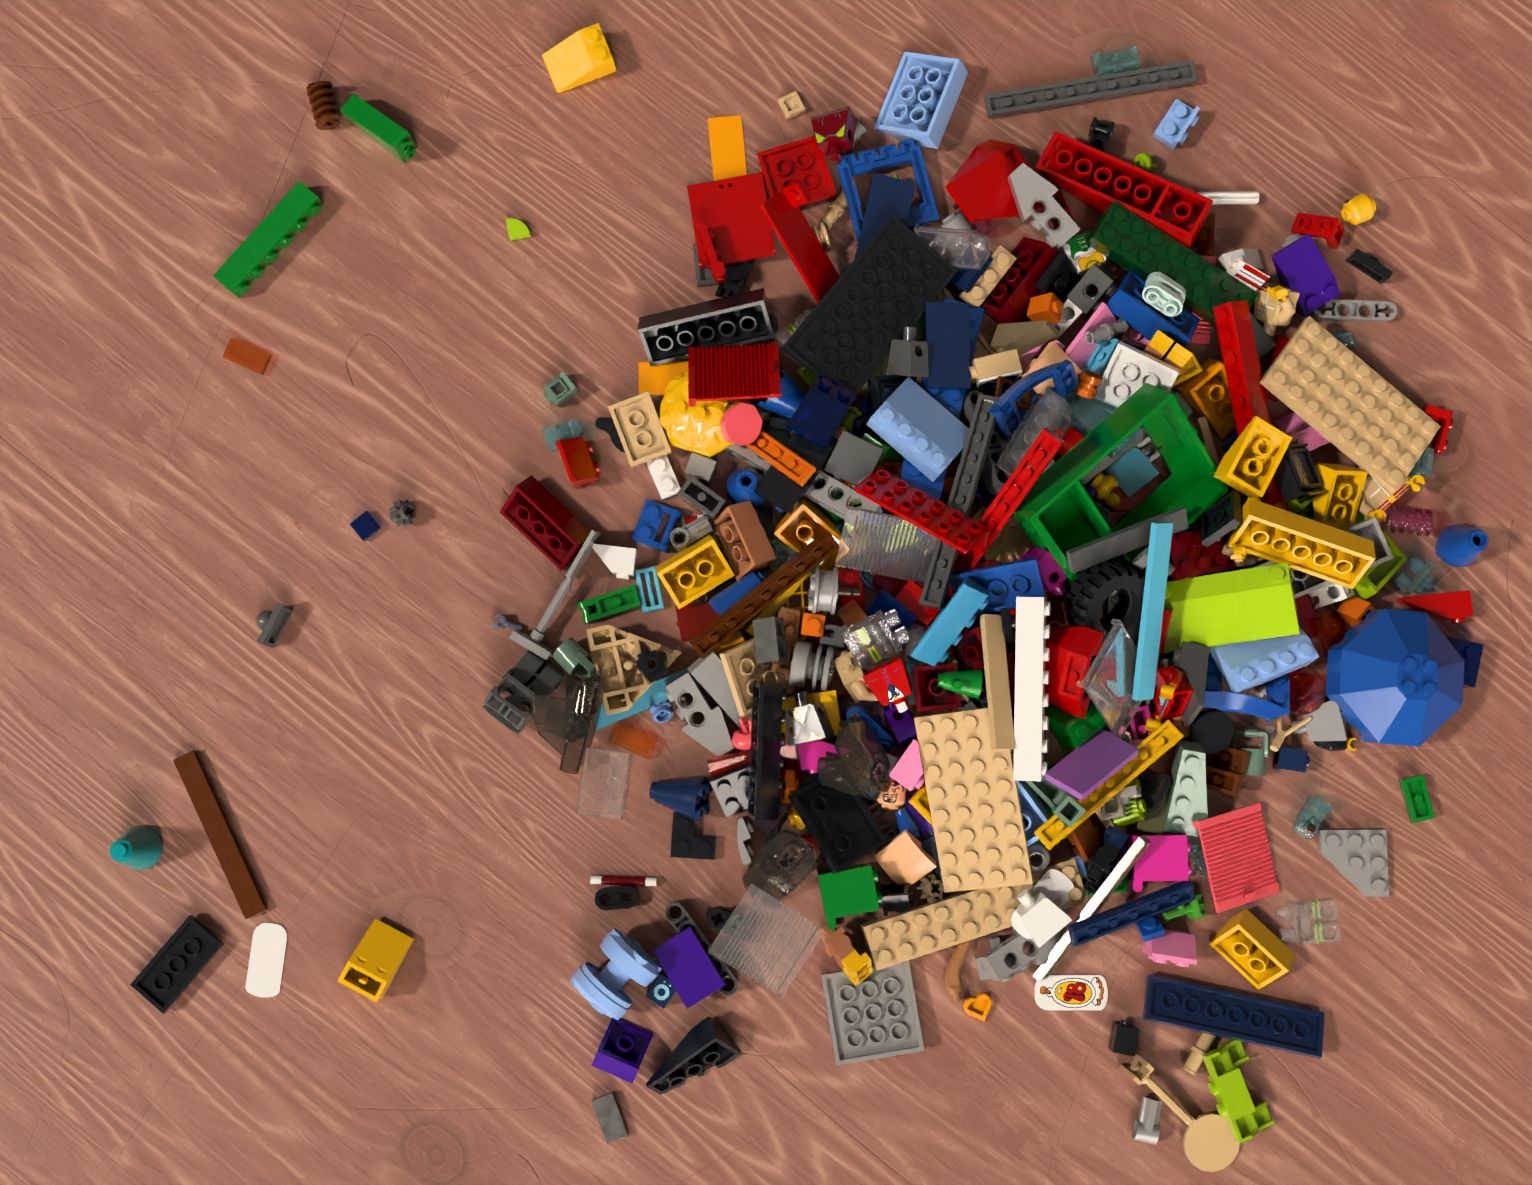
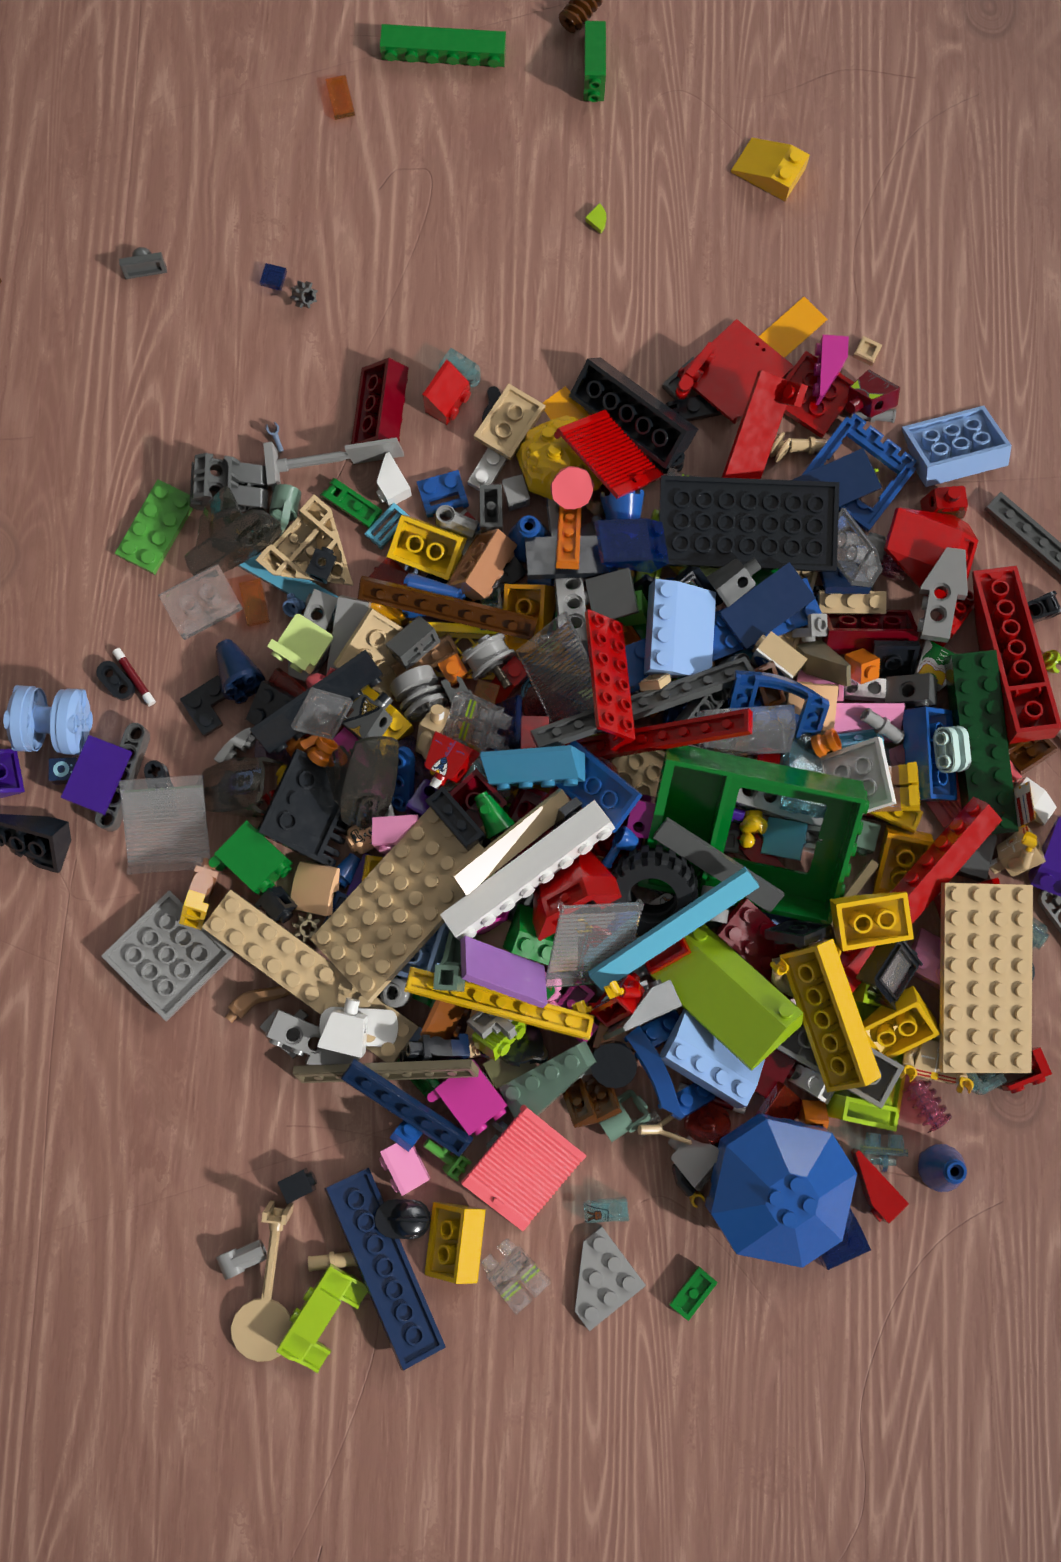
camera: 50 degrees right, 5 degrees down
(510, 774) = (155, 527): none -> bright green plate
(560, 390) = (494, 341): sand green window -> none
(705, 729) = (301, 644): none -> yellowish green bracket
(781, 139) = (832, 355): none -> dark pink slope
(781, 755) = (321, 713): none -> clear plate
(806, 775) = (322, 751): none -> orange wheel
(943, 712) = (455, 818): none -> black tile
(949, 478) = (655, 682): none -> tan tile
(963, 142) = (946, 500): none -> red torso
(978, 1005) = (237, 1042): light orange tile -> none
(991, 322) = (816, 628): none -> light grey bracket
(1057, 596) = (623, 840): none -> blue bar
(1071, 992) = (305, 1114): sticker -> none
(1207, 977) = (402, 1219): none -> black piece
(1291, 759) = (643, 1155): dark blue brick -> none

